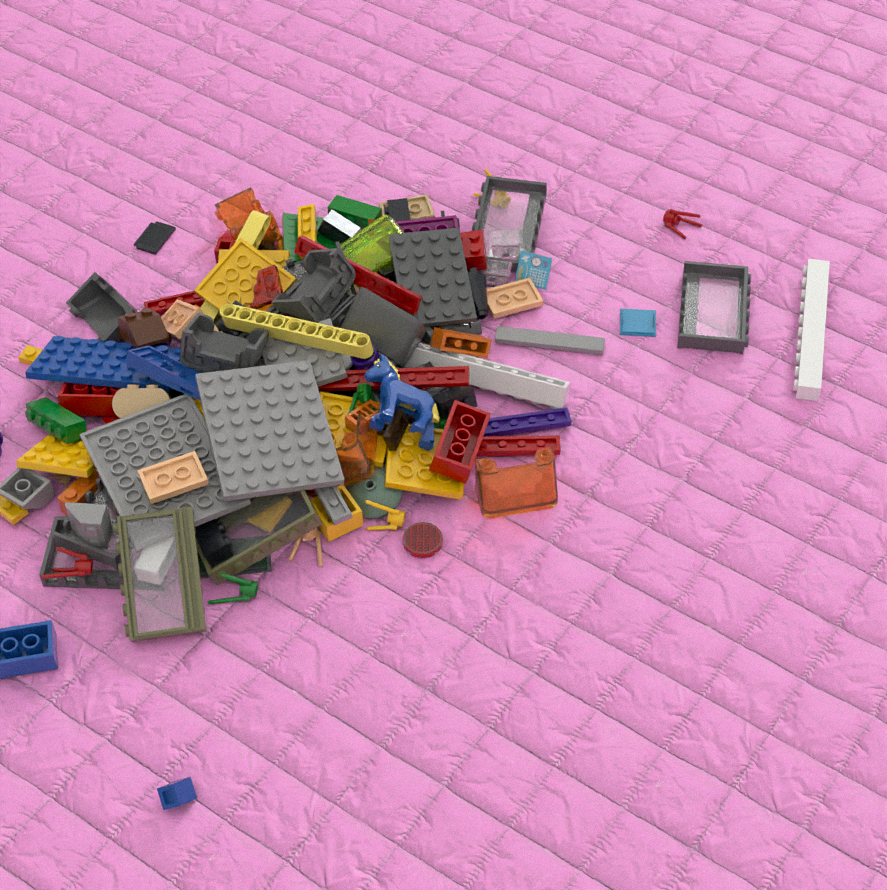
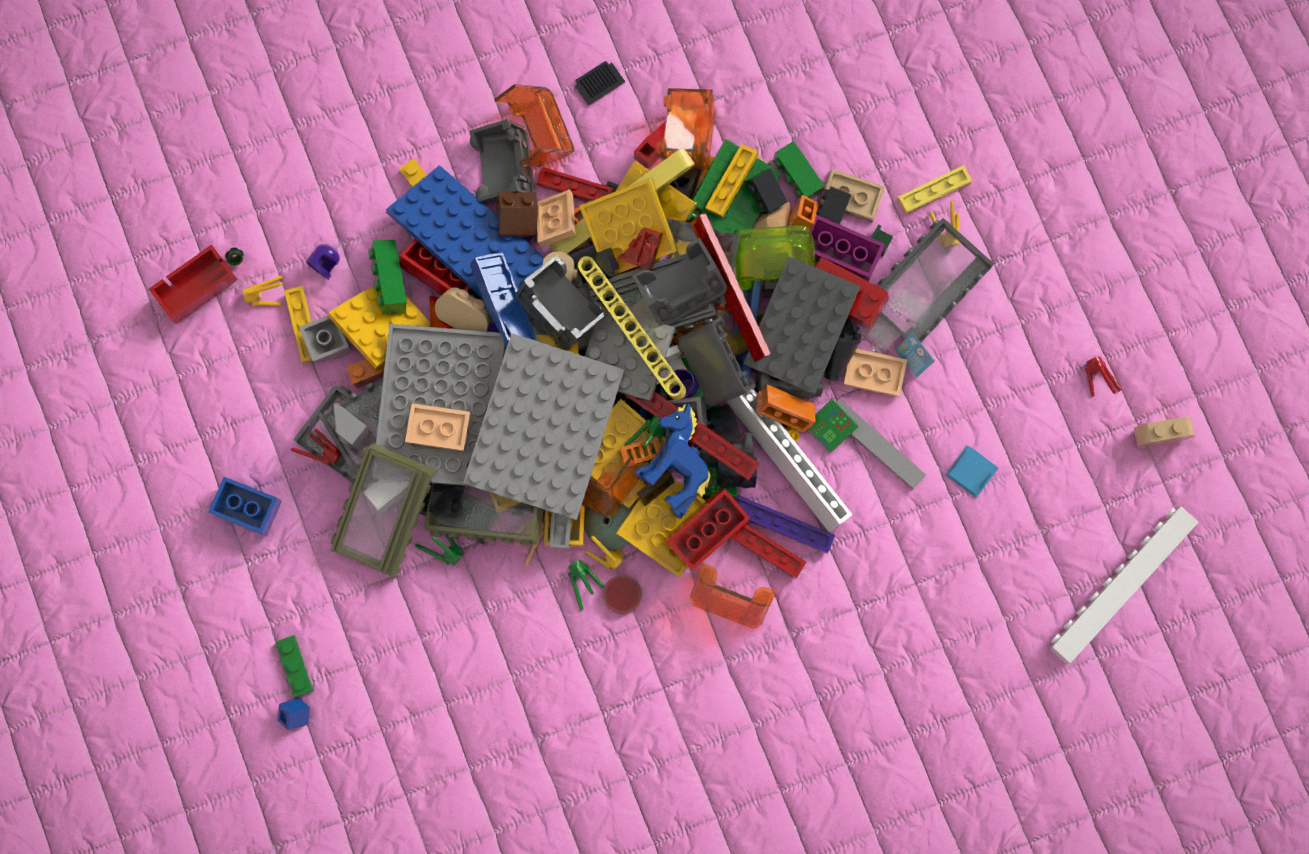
camera: 30 degrees right, 30 degrees up
(120, 274) = (542, 121): none -> clear orange windscreen
(152, 756) = (294, 666): none -> green plate
(372, 541) = (579, 570): none -> green plant
(465, 182) = (934, 189): none -> light yellow tile
(507, 343) = (832, 425): none -> green tile
(714, 307) = (1052, 502): window -> none
(755, 226) = (1164, 432): none -> tan brick

